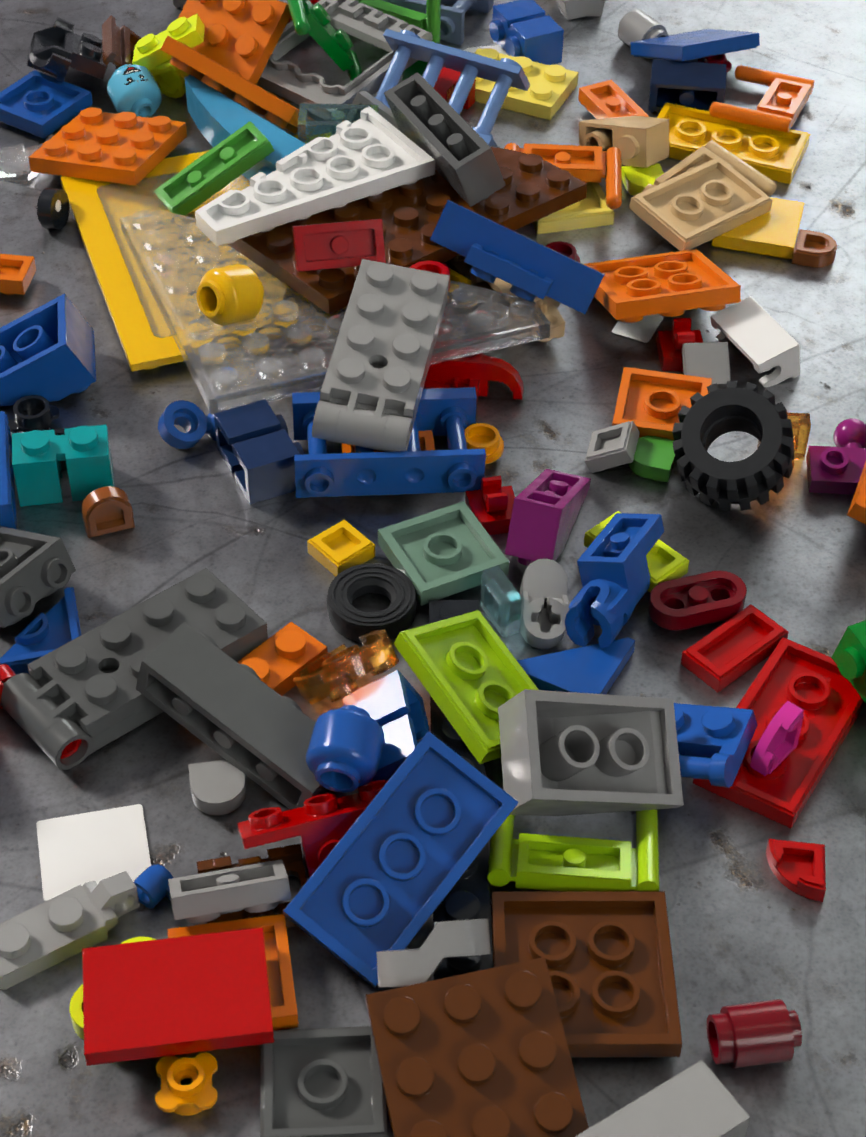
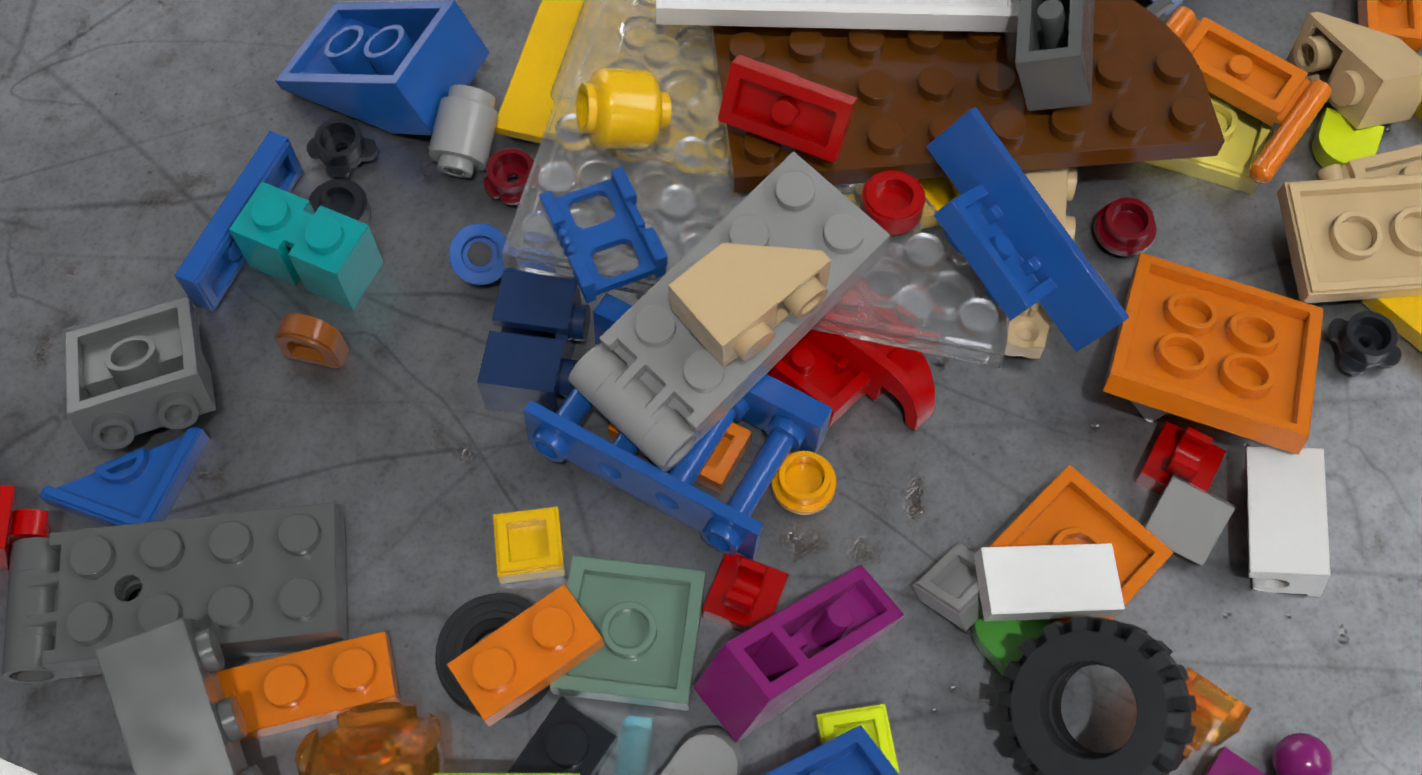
camera: 35 degrees right, 20 degrees up
(116, 369) = (463, 131): none -> light grey brick
(165, 383) = (506, 165): none -> dark red plate
(279, 347) = (624, 228): none -> blue piece
(395, 579) = (526, 655): none -> orange plate
(397, 321) = (744, 293): none -> tan slope
(652, 412) = (1048, 582): none -> white tile
(730, 255) = (1375, 331): none -> black plate

